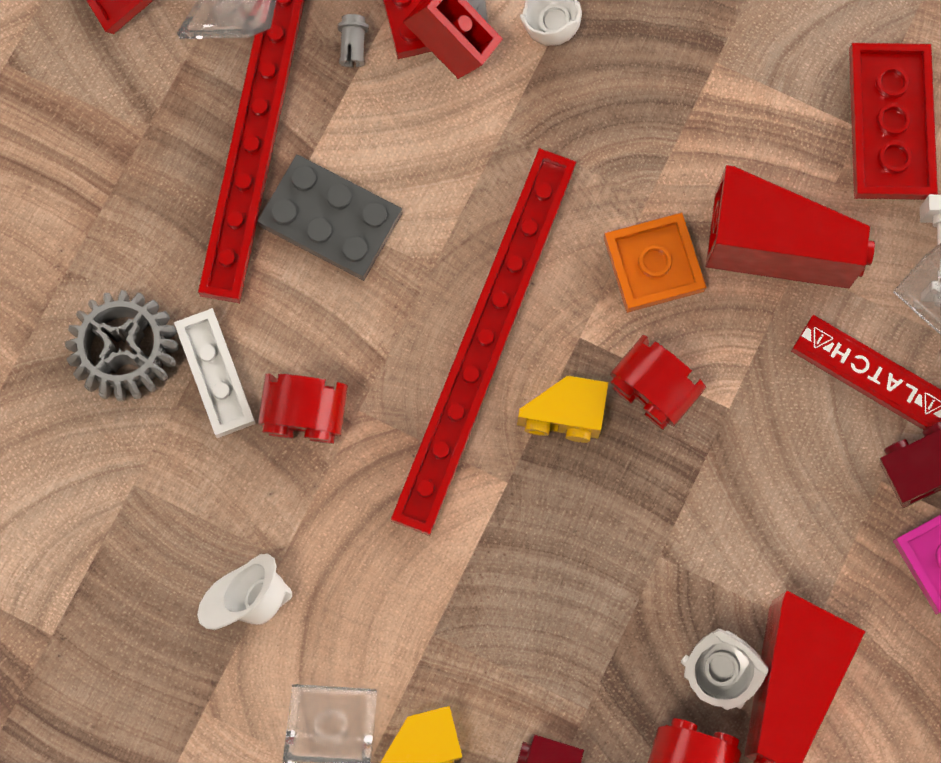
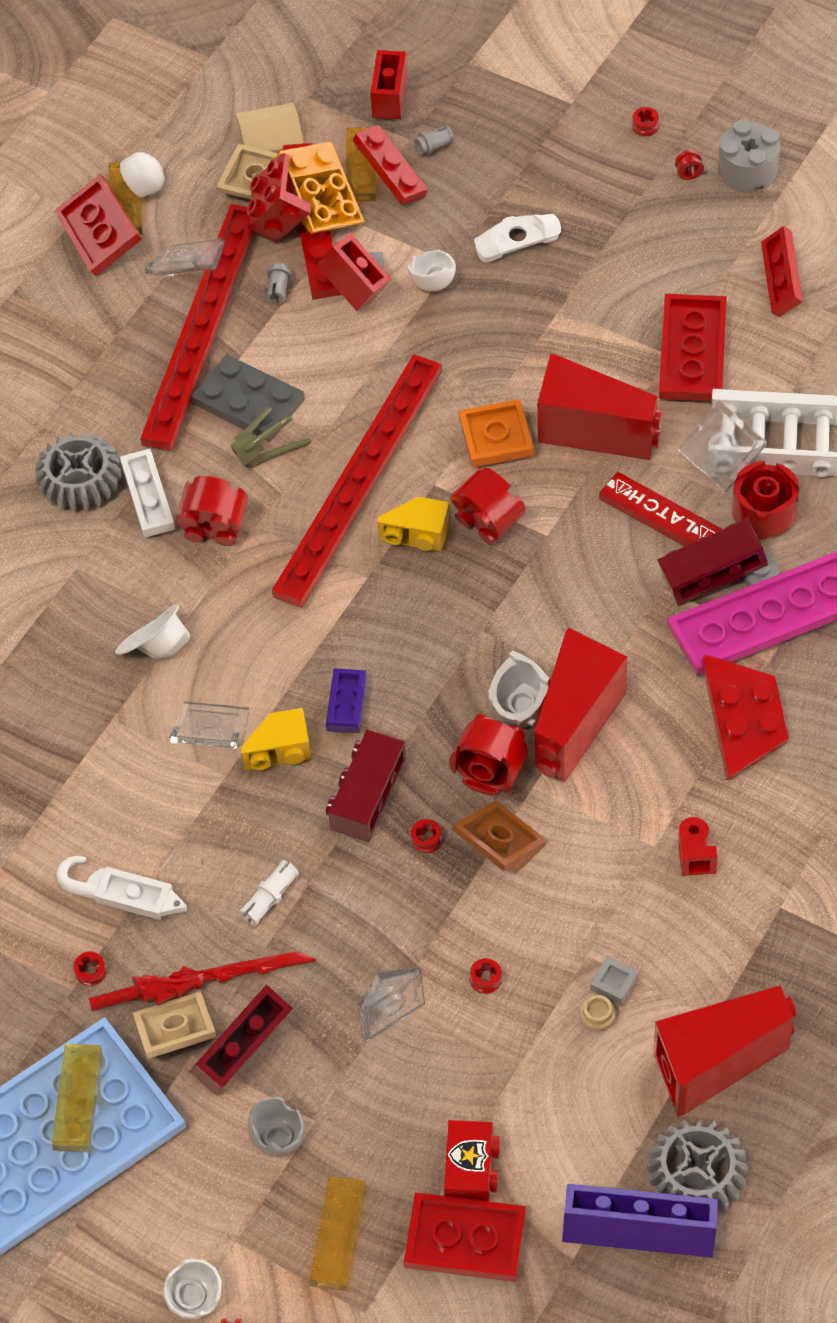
camera: 10 degrees right, 20 degrees down
(342, 303) = (248, 448): none -> olive plant
(500, 677) = (346, 700): none -> dark purple plate

